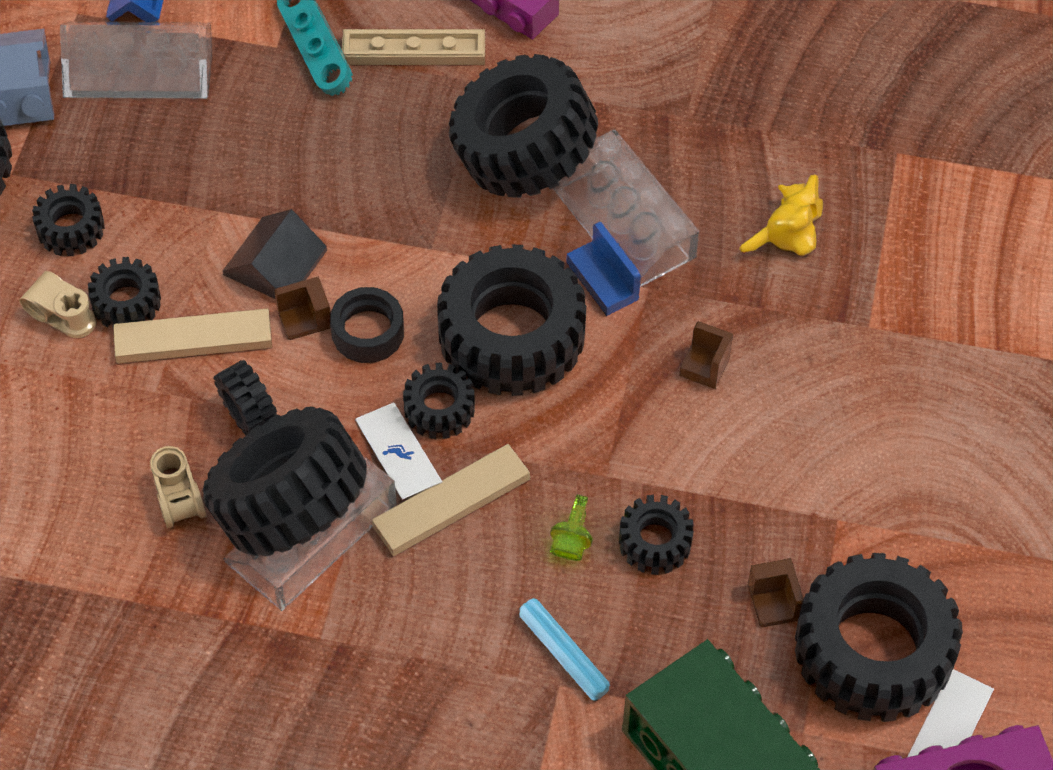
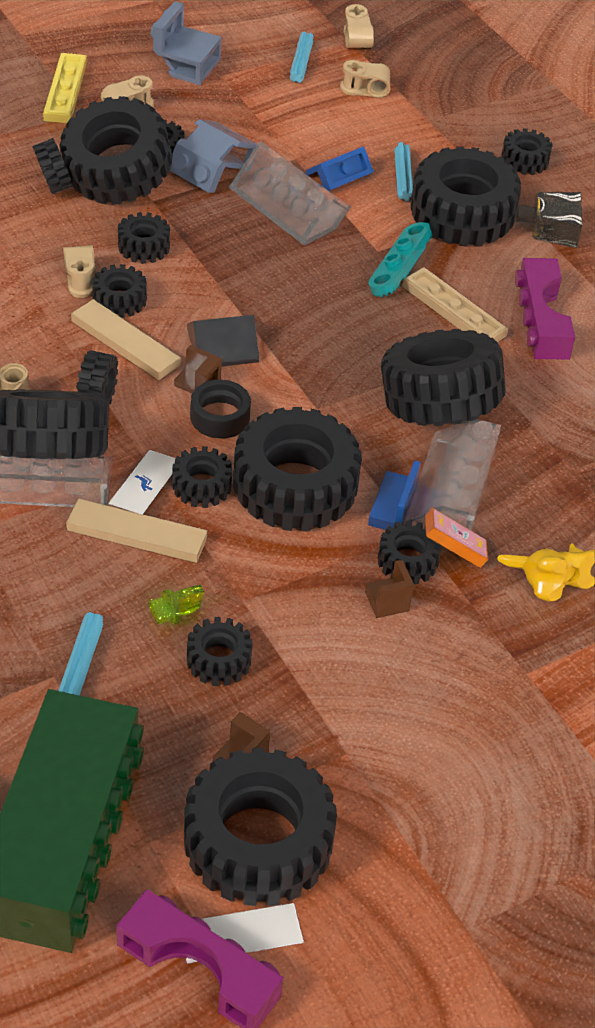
camera: 45 degrees right, 10 degrees down
(674, 291) = (412, 538): none -> black tyre
(698, 262) = (456, 537): none -> tile

